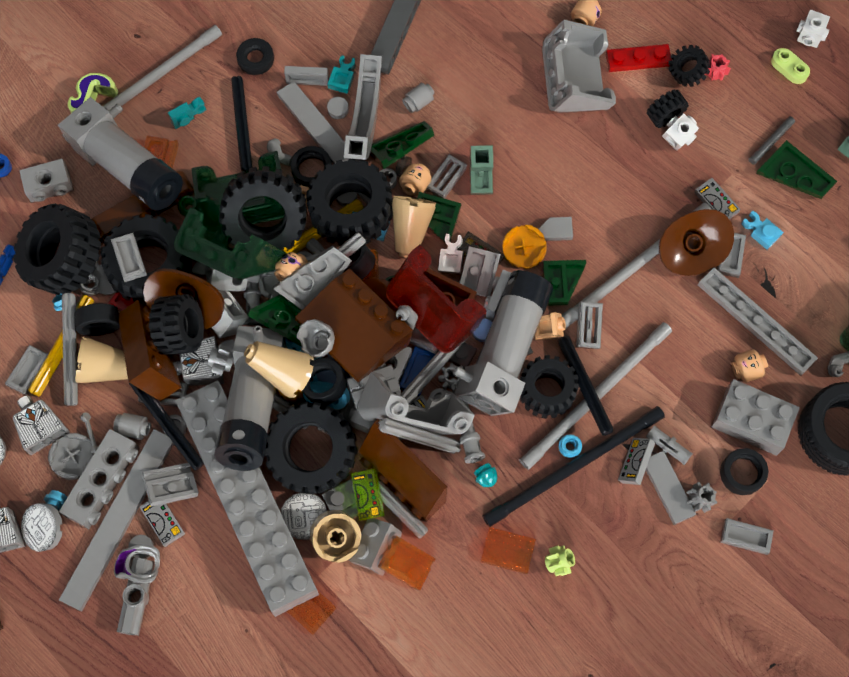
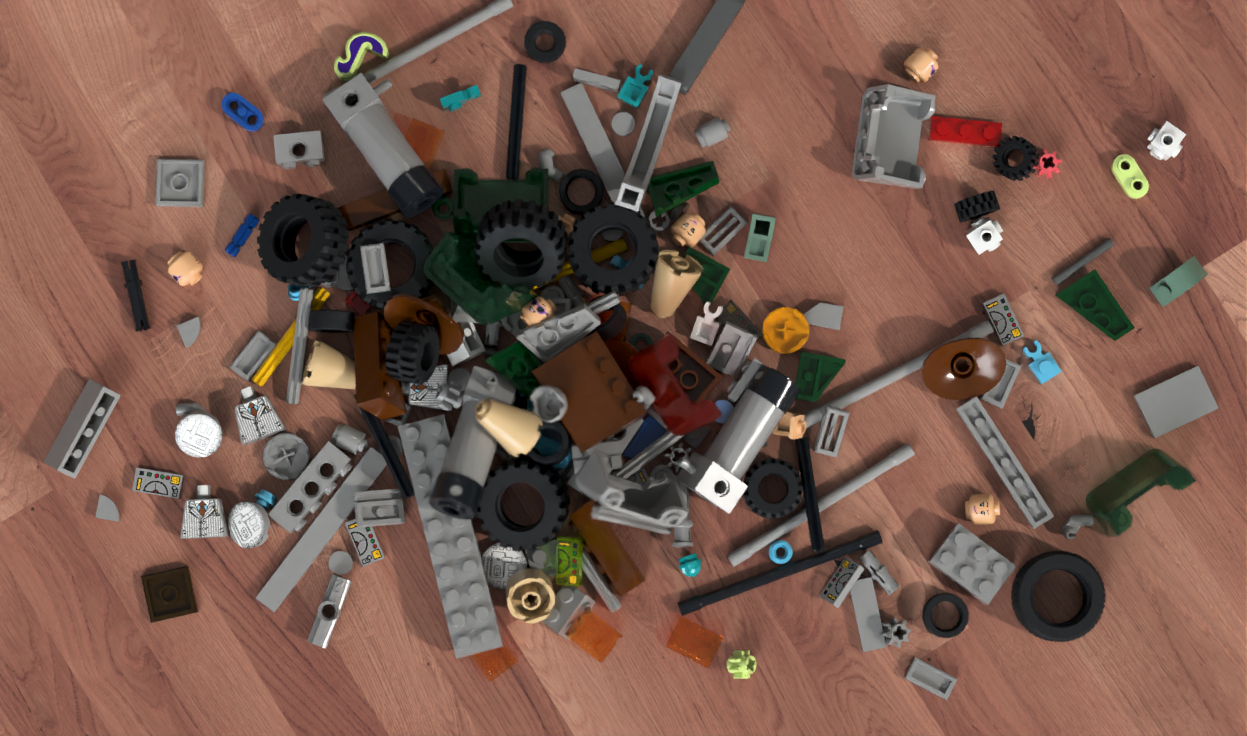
camera: 15 degrees right, 15 degrees up
(85, 417) = (305, 419): light grey hinge -> none
(123, 563) = (321, 578): light grey piece -> none

